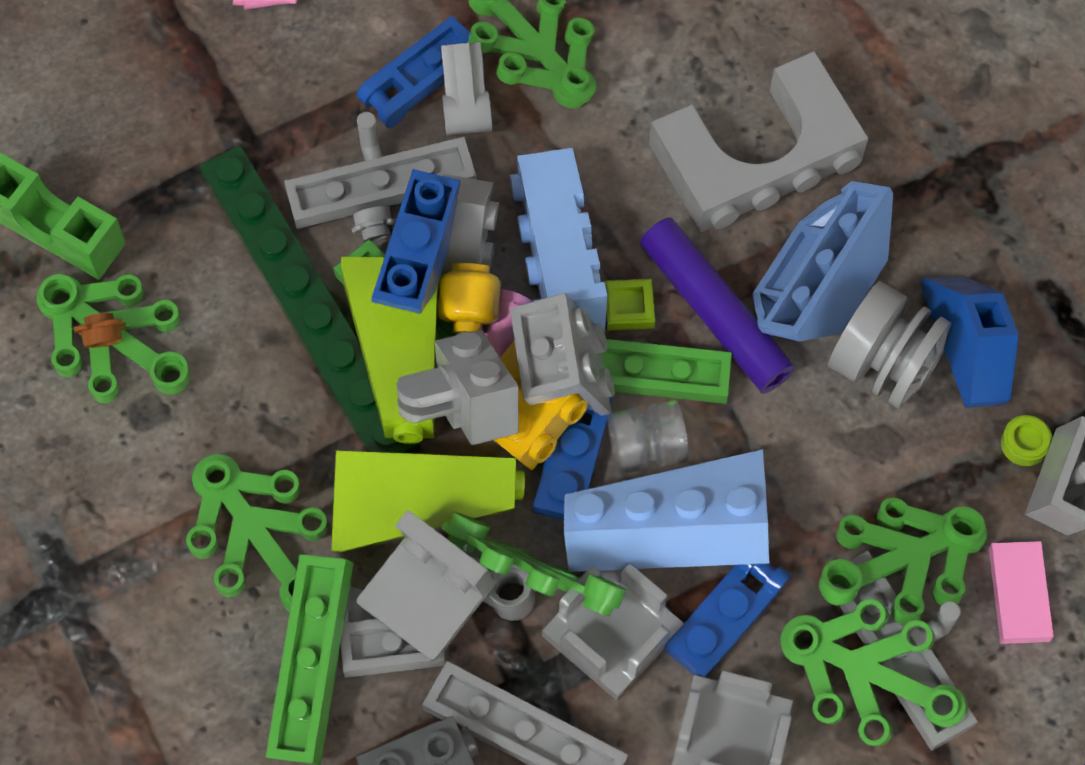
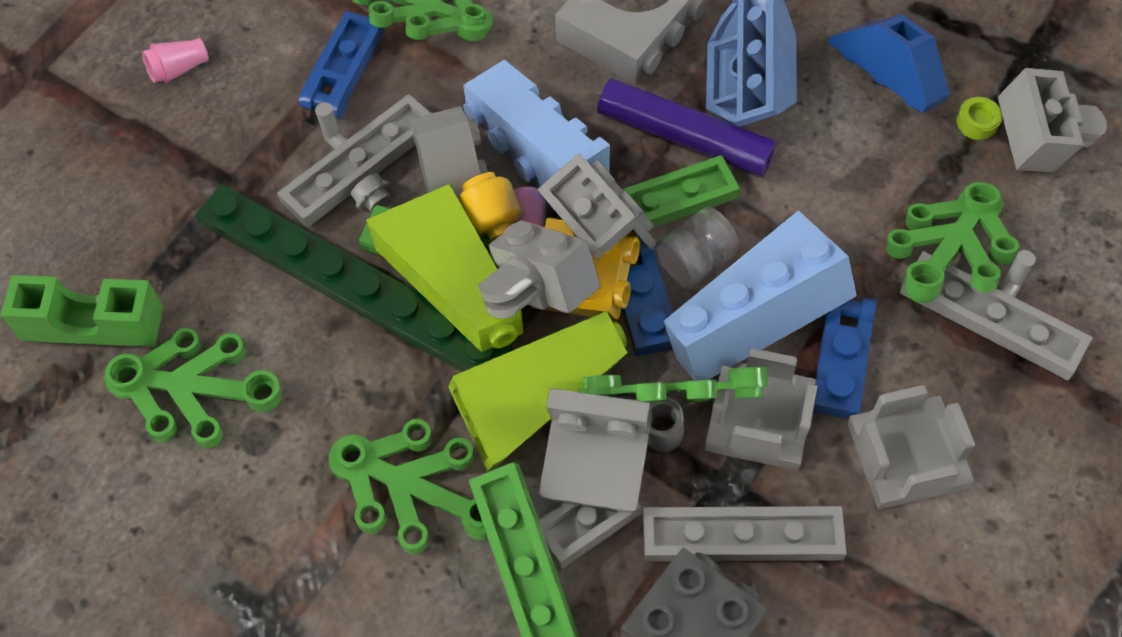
camera: 25 degrees left, 5 degrees down
(100, 330) = (181, 382): dark orange plate -> none
(418, 243) = (431, 169): blue slope -> none
(465, 101) = (394, 68): light grey piece -> none
(630, 304) = (624, 159): lime tile -> none
(863, 667) = (982, 340): bright green plant -> none
(889, 344) = (844, 89): light grey wheel -> none
(1020, 592) = (1052, 228): bright pink tile -> none

